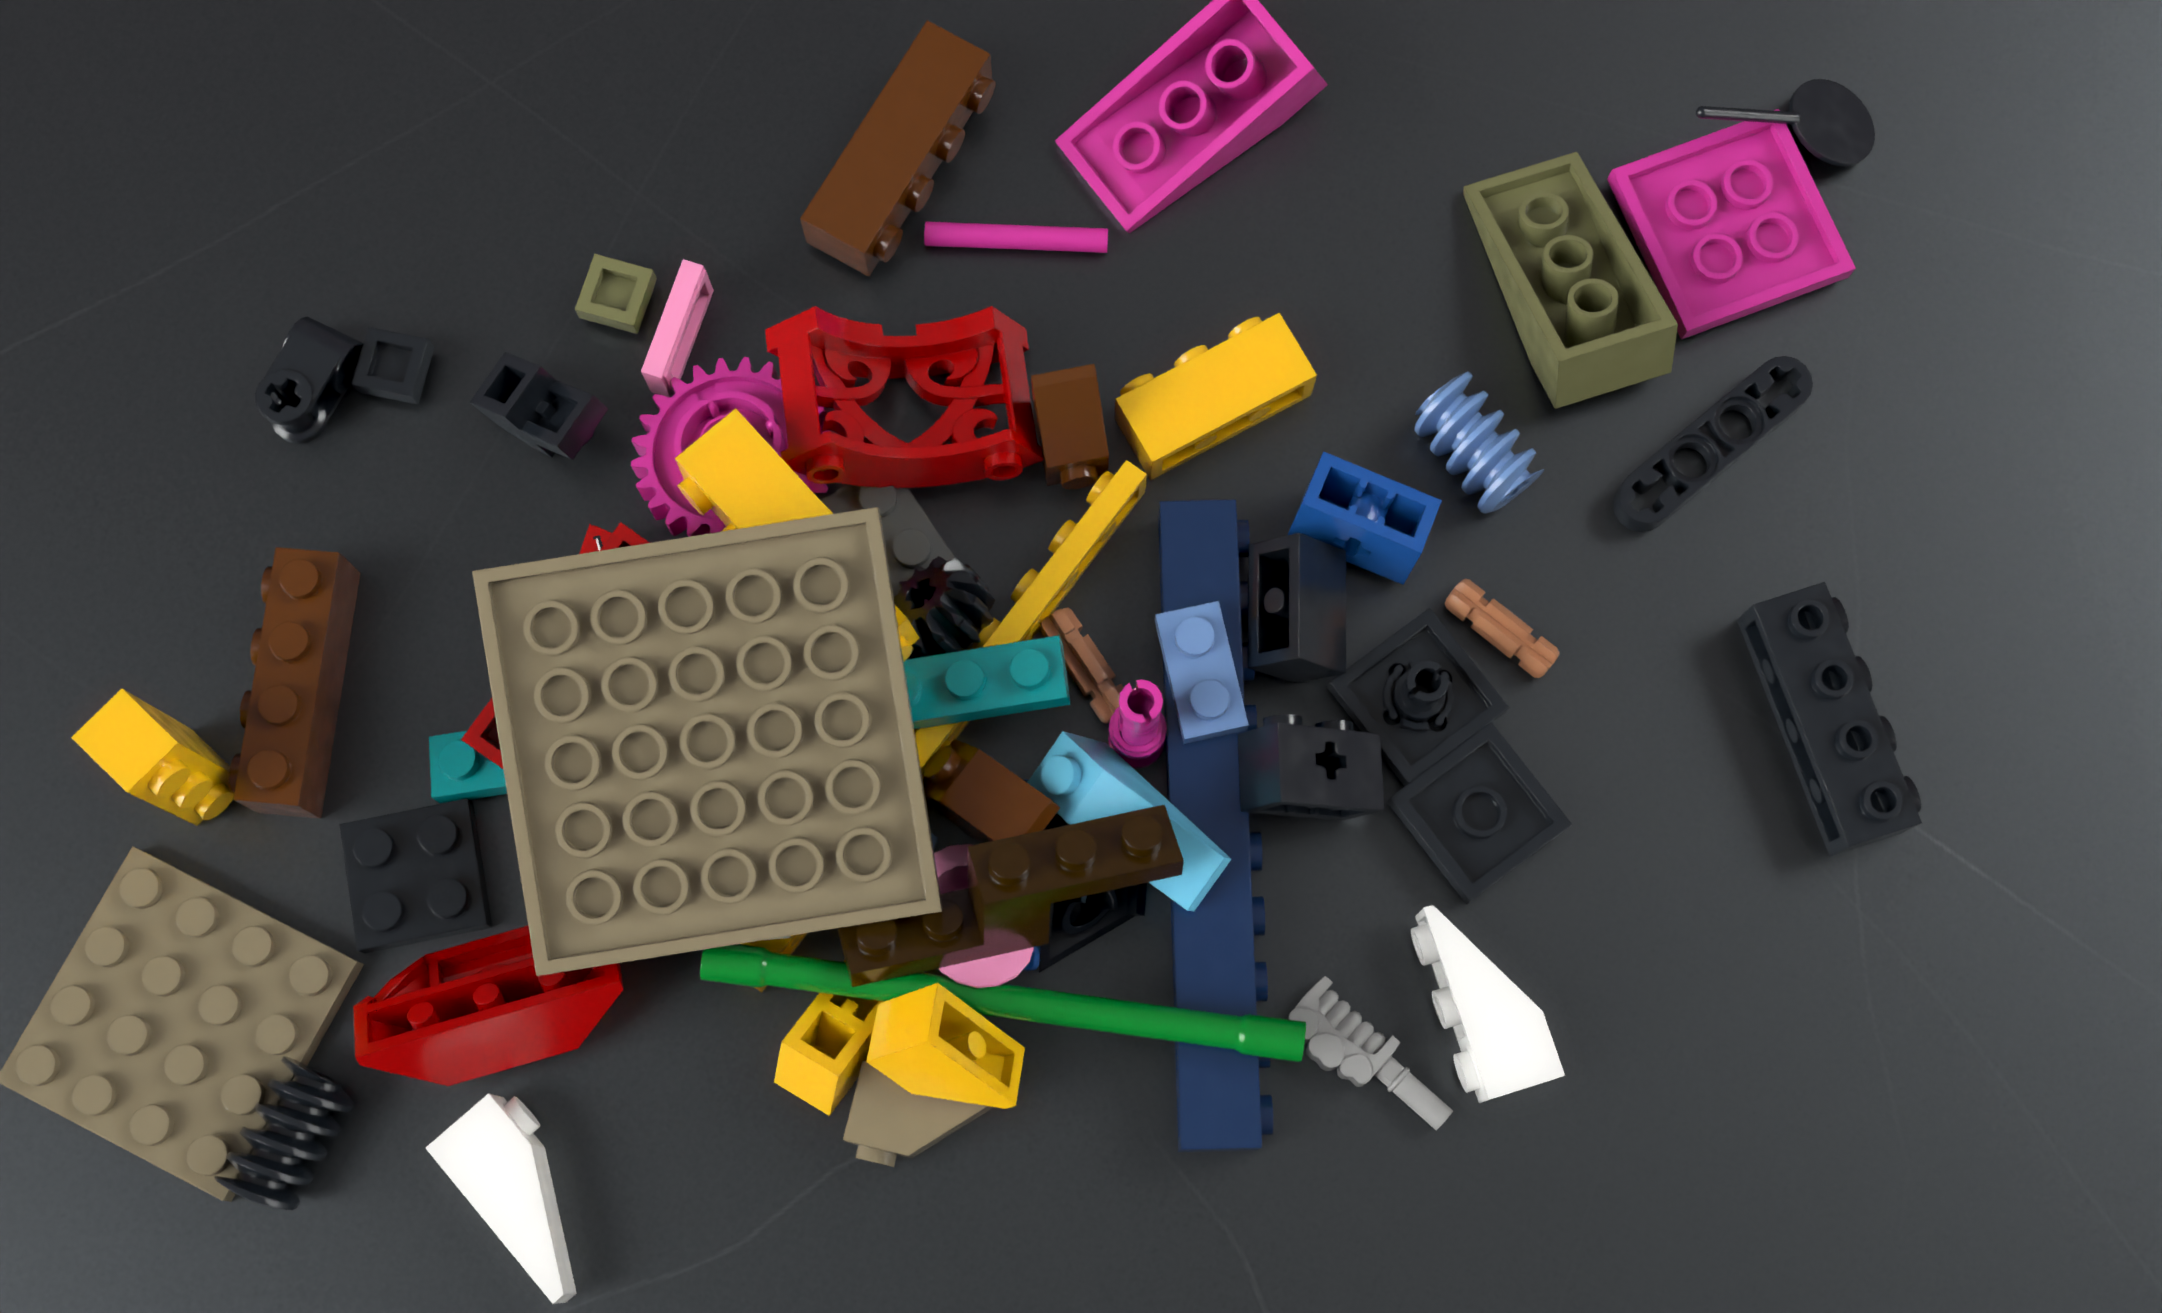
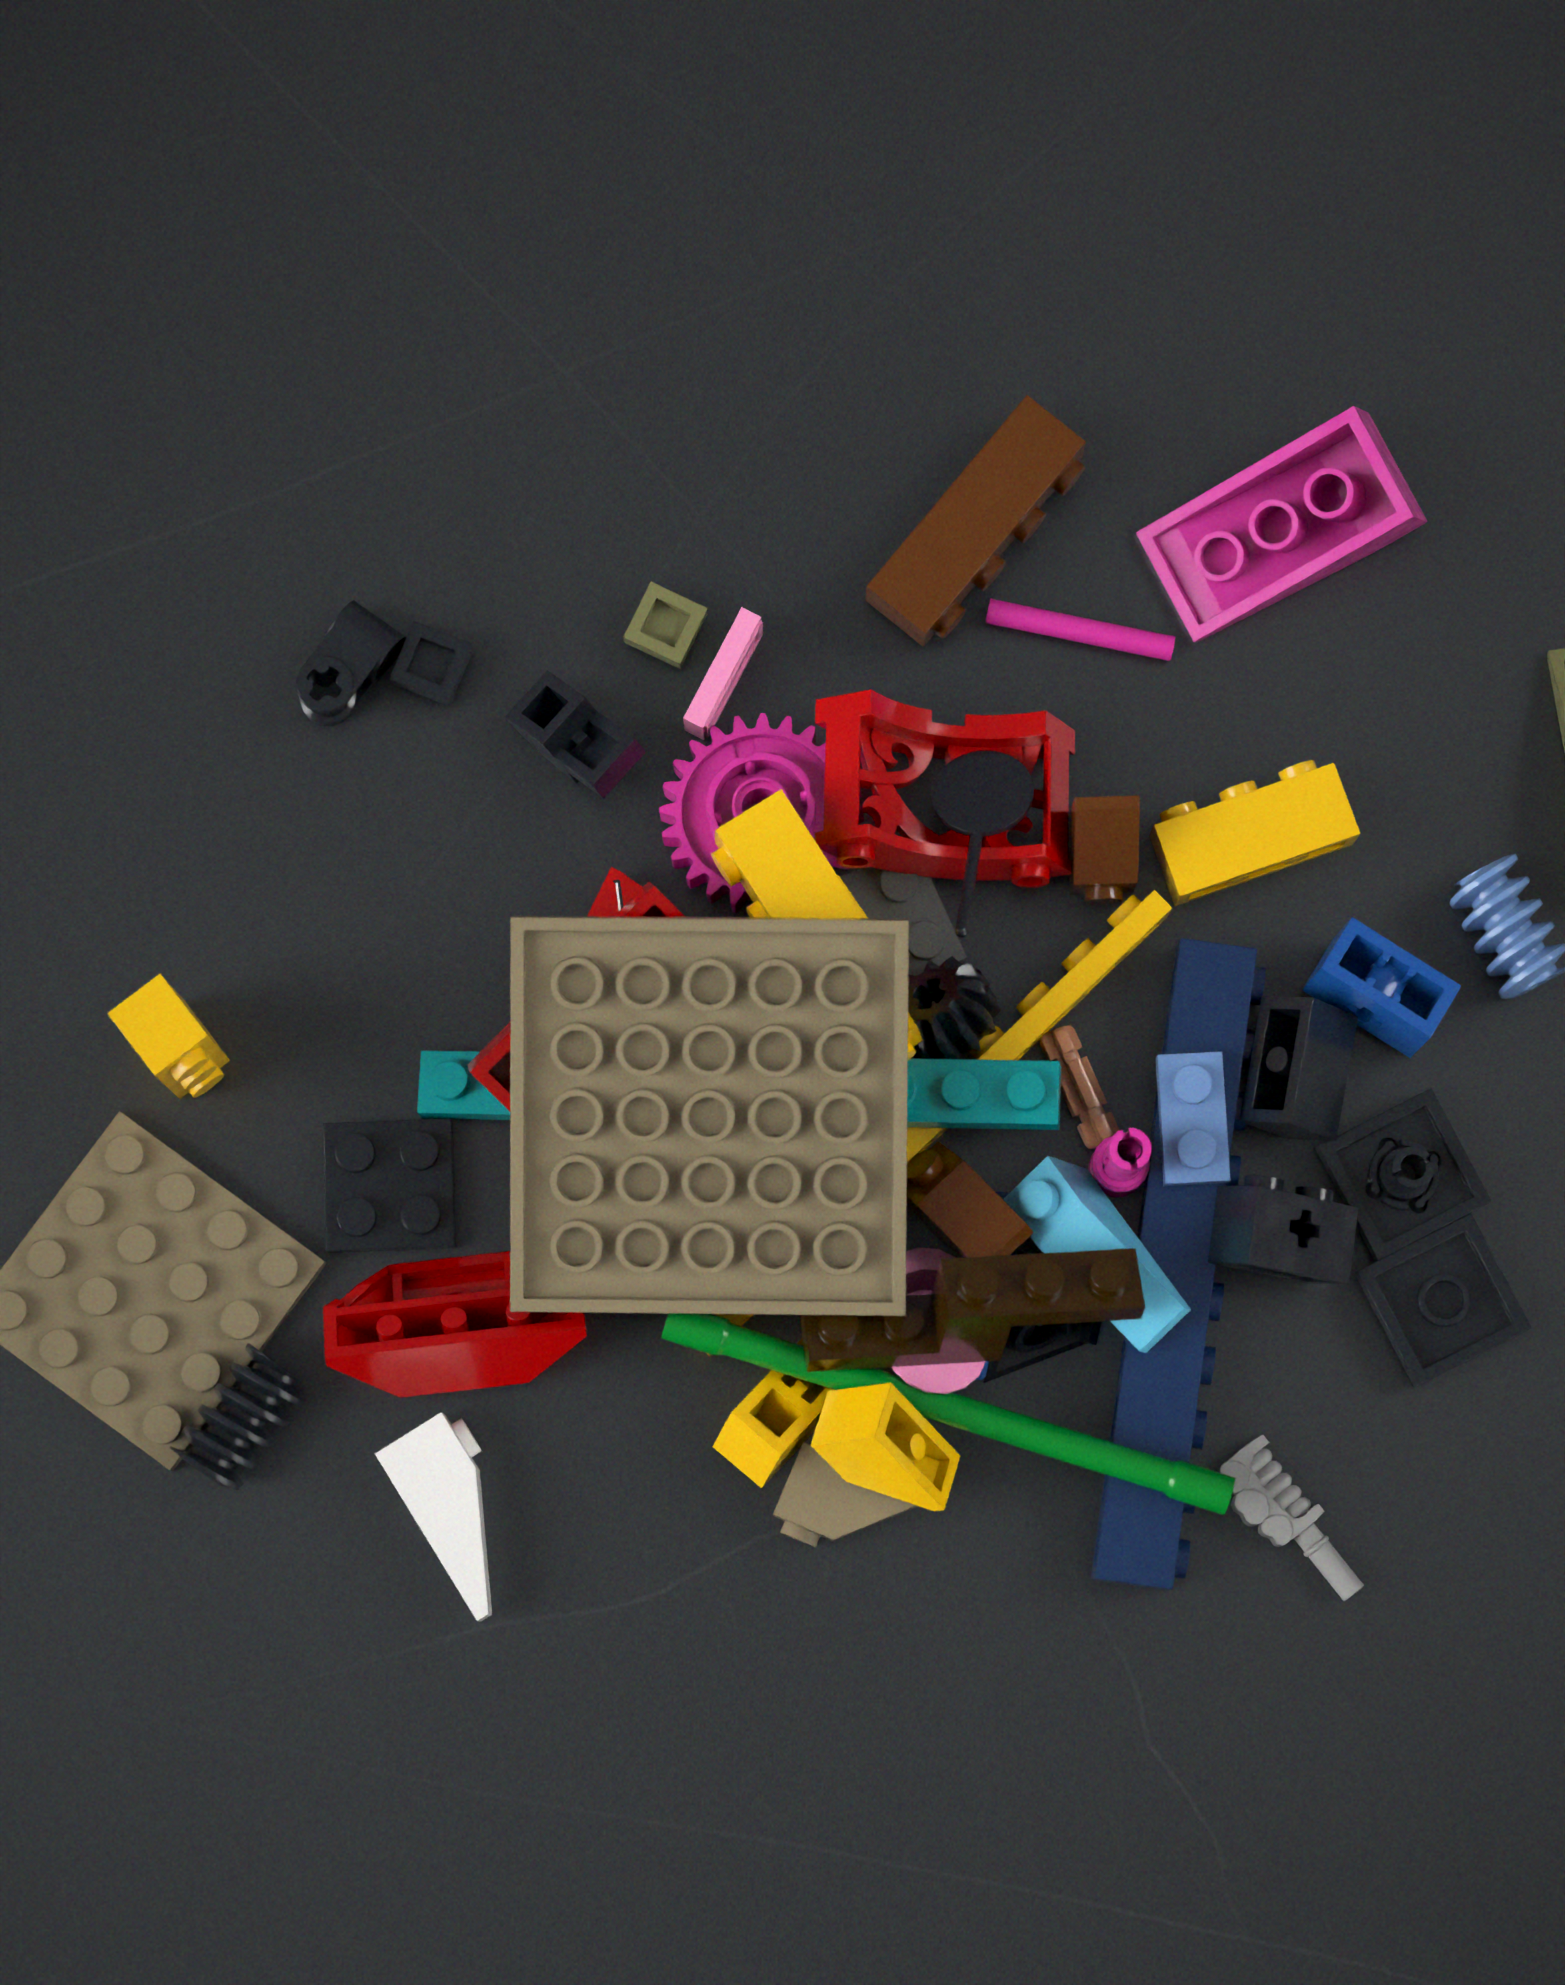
camera: 10 degrees right, 5 degrees up
(295, 683) = (300, 975): reddish brown brick -> none
(940, 399) = (980, 798): none -> black piece
(1495, 1023) = (1419, 1509): white slope -> none
(1501, 628) = (1500, 1118): nougat axle -> none

